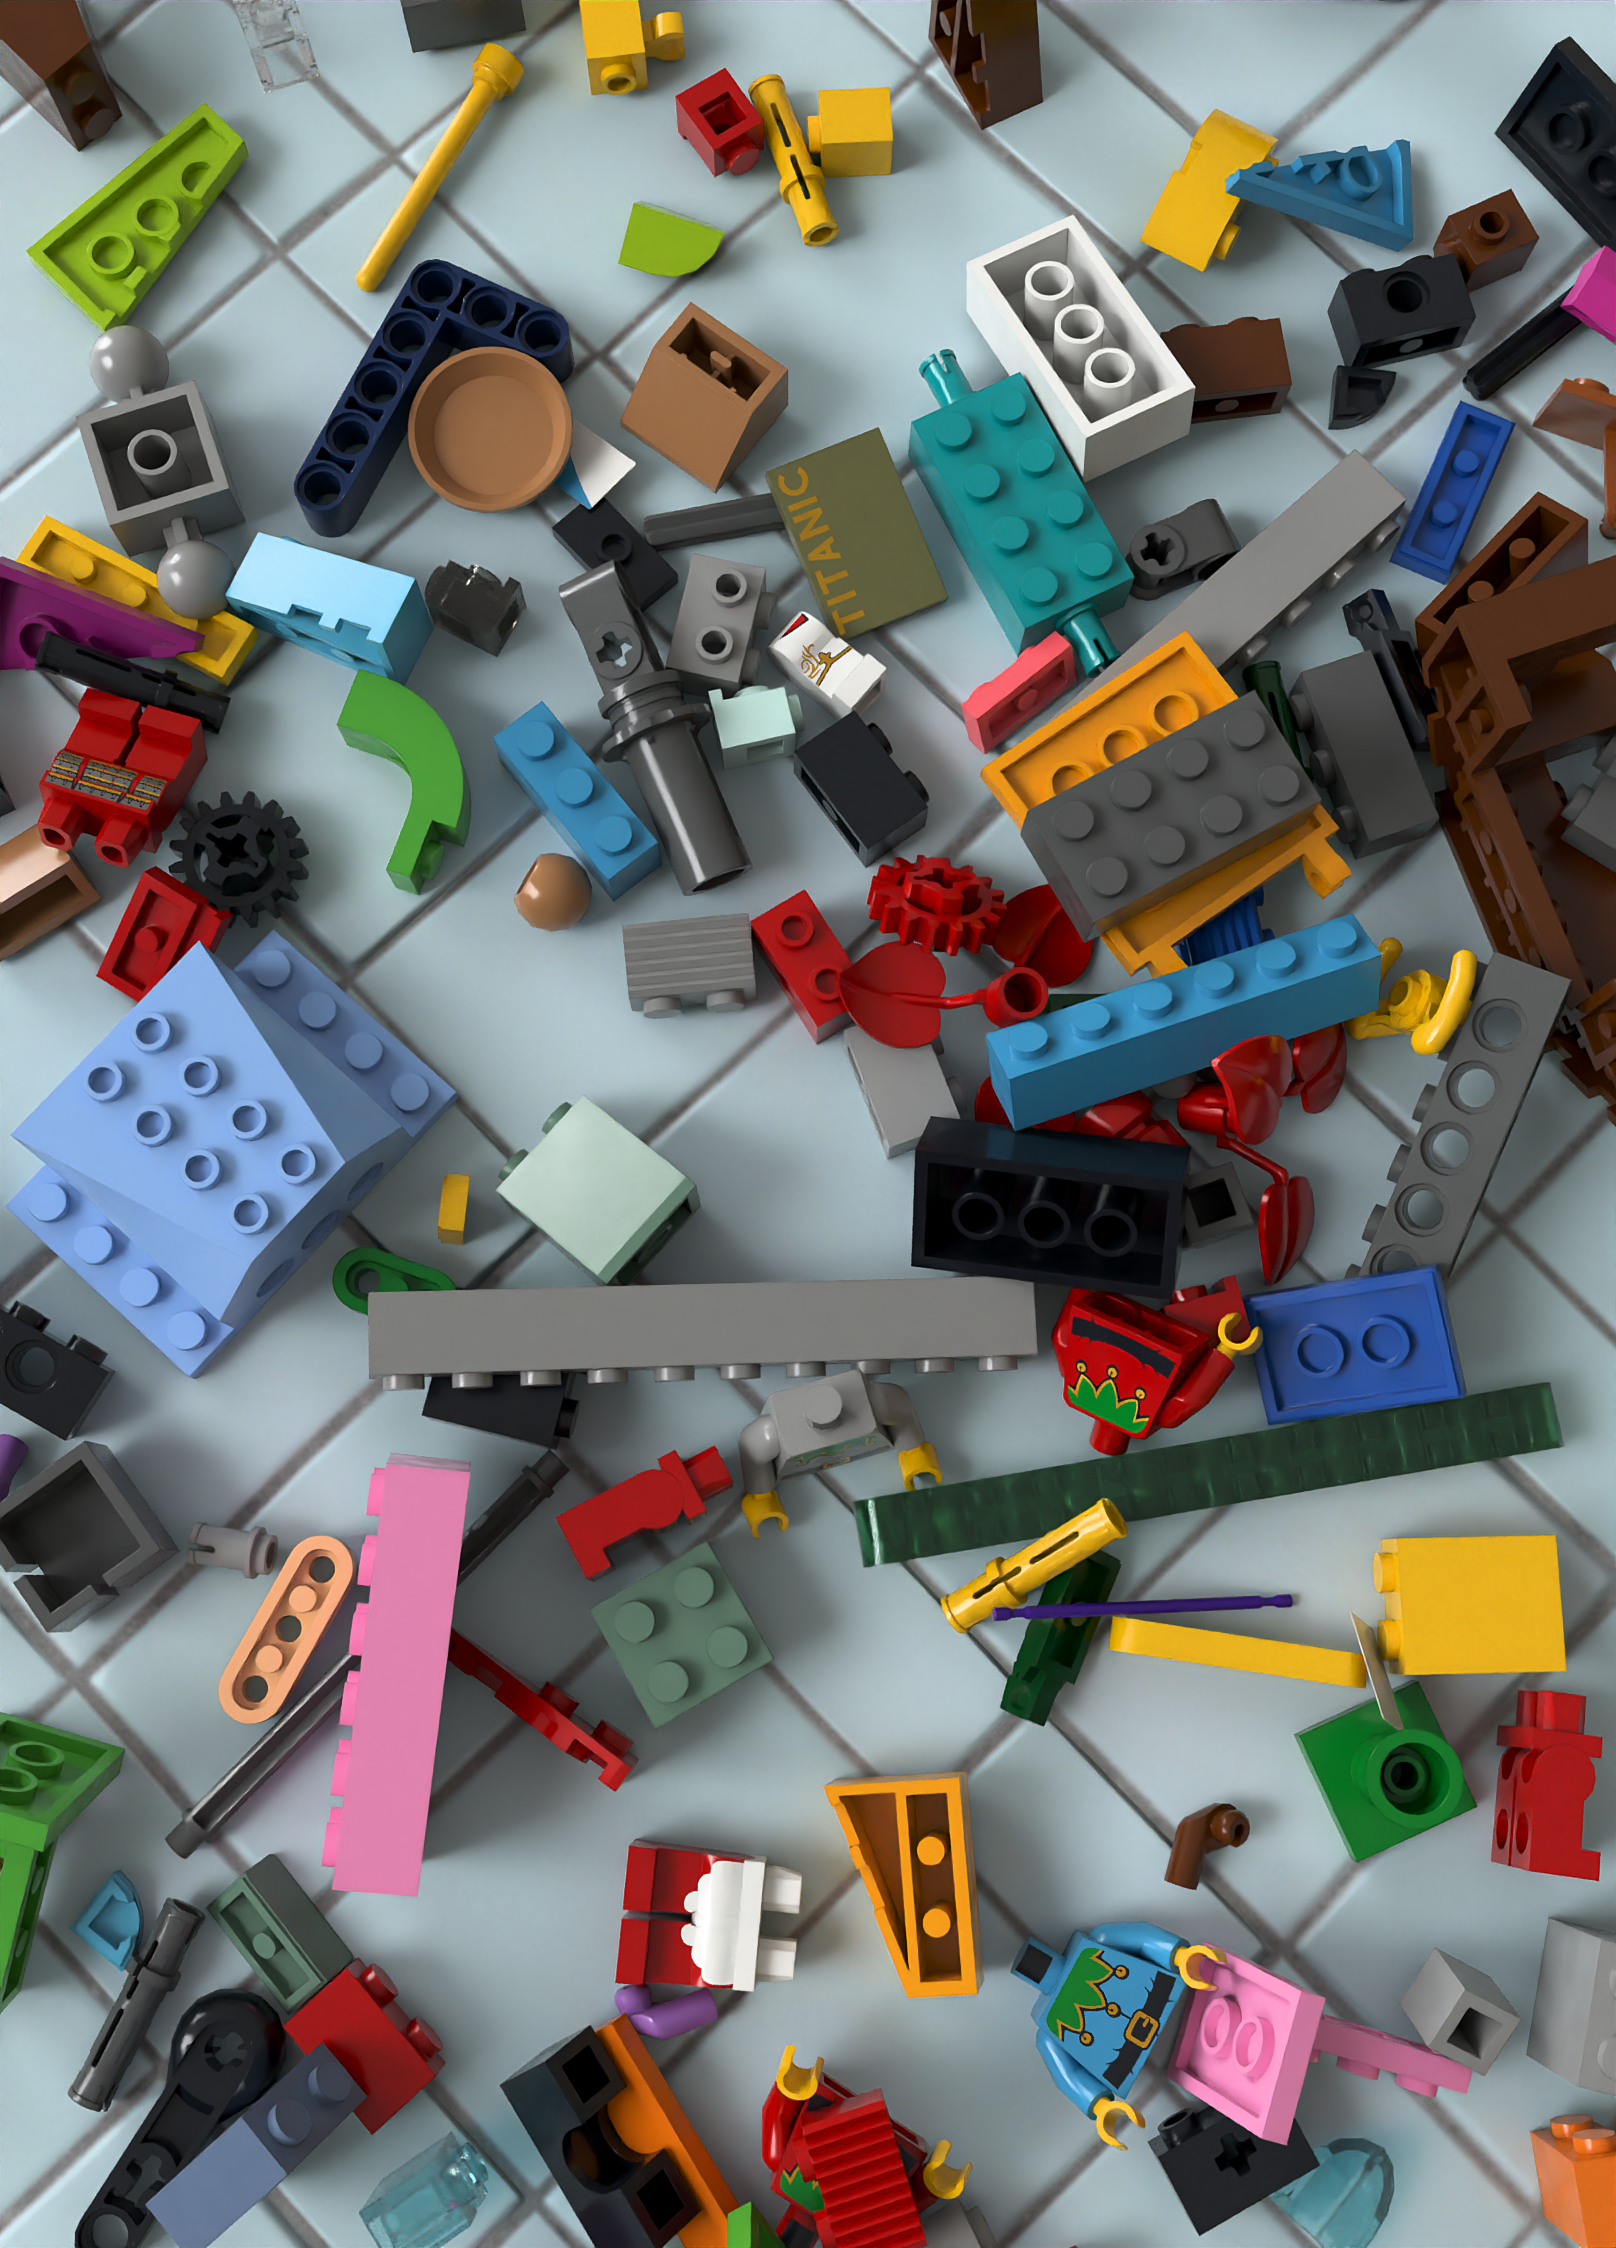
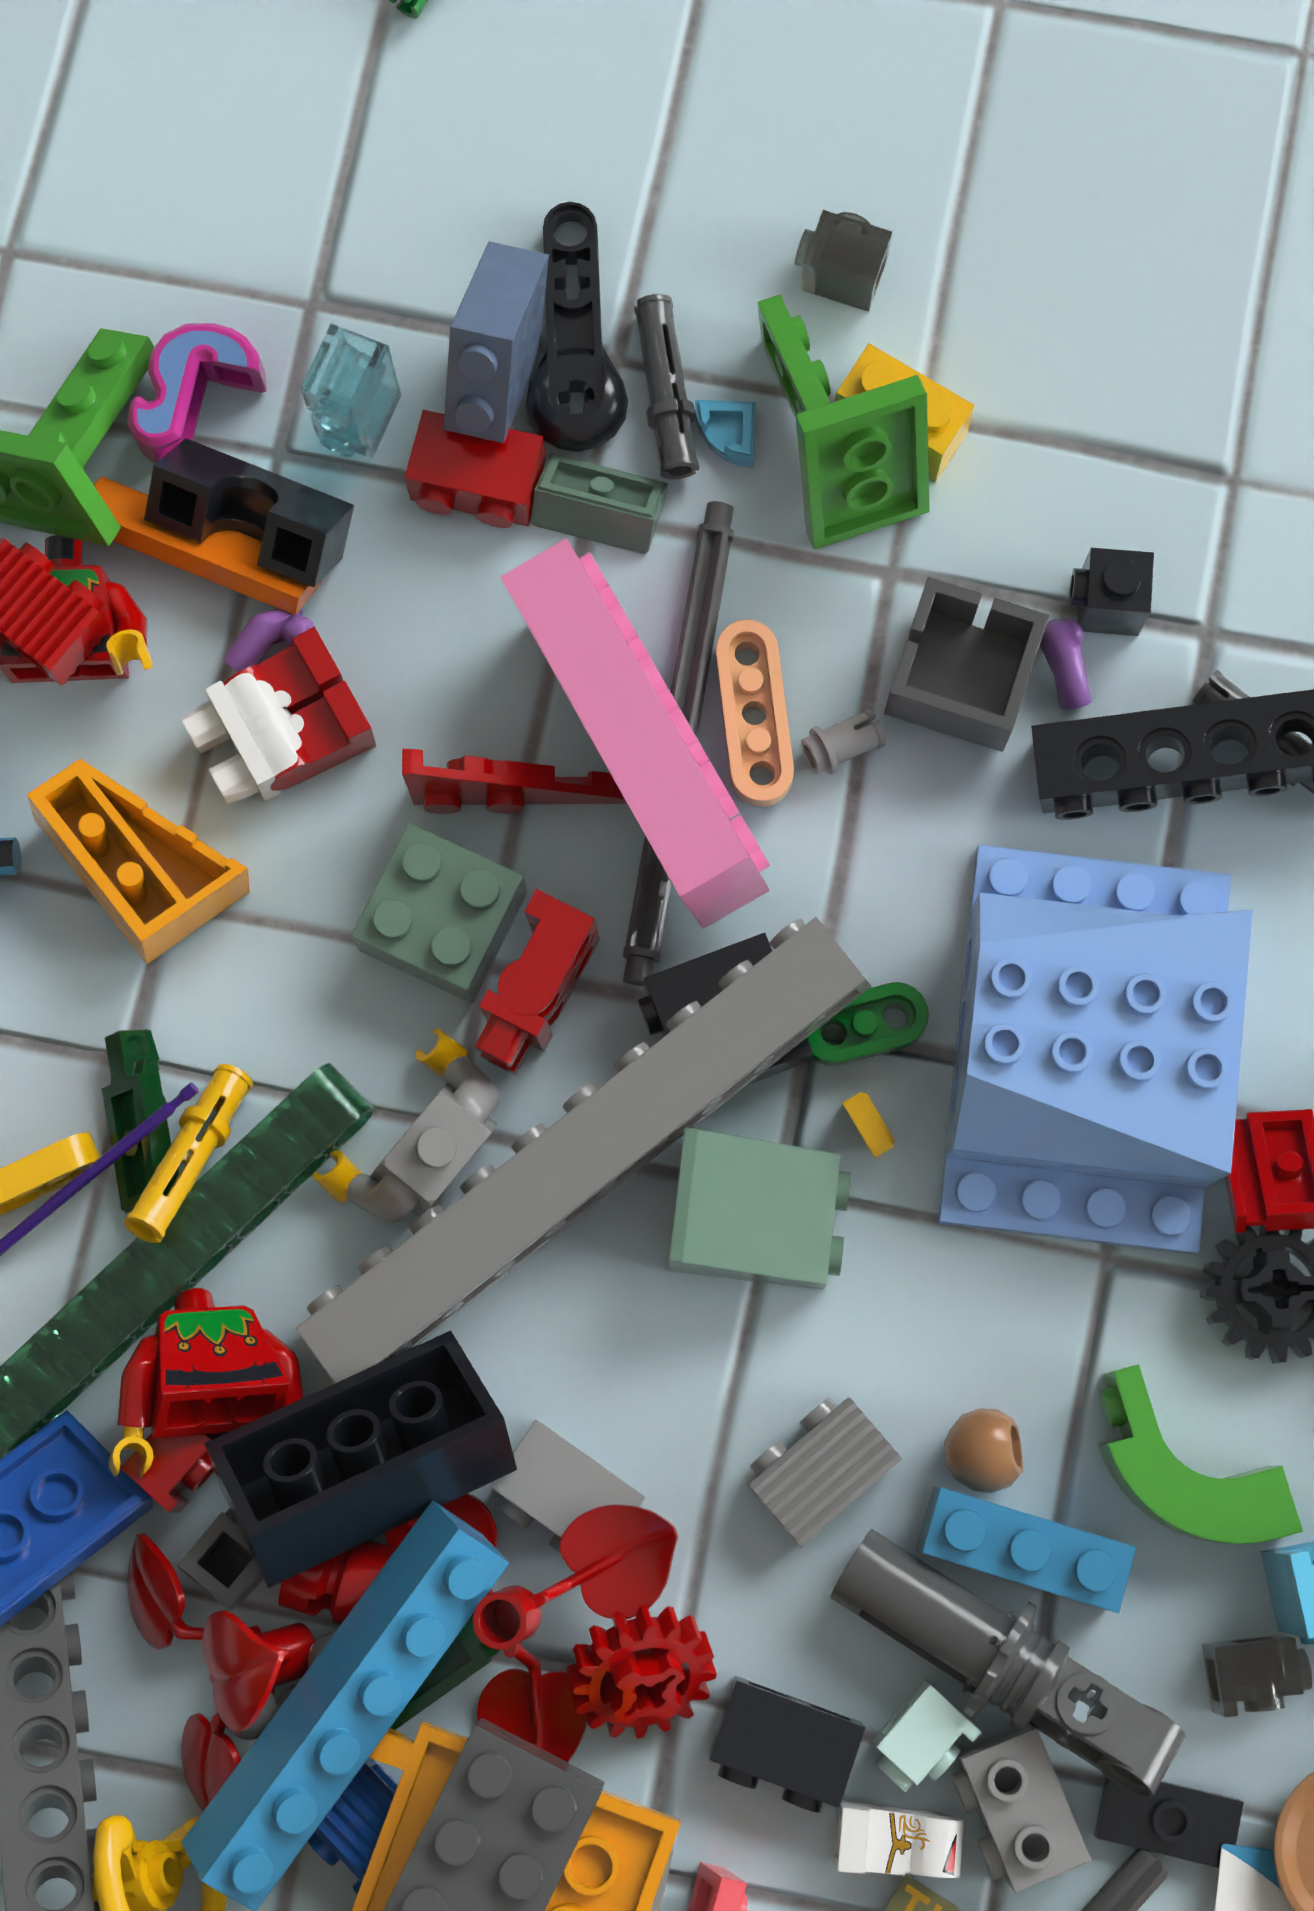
camera: 150 degrees right, 0 degrees up
(804, 962) = (722, 1541): red brick -> none

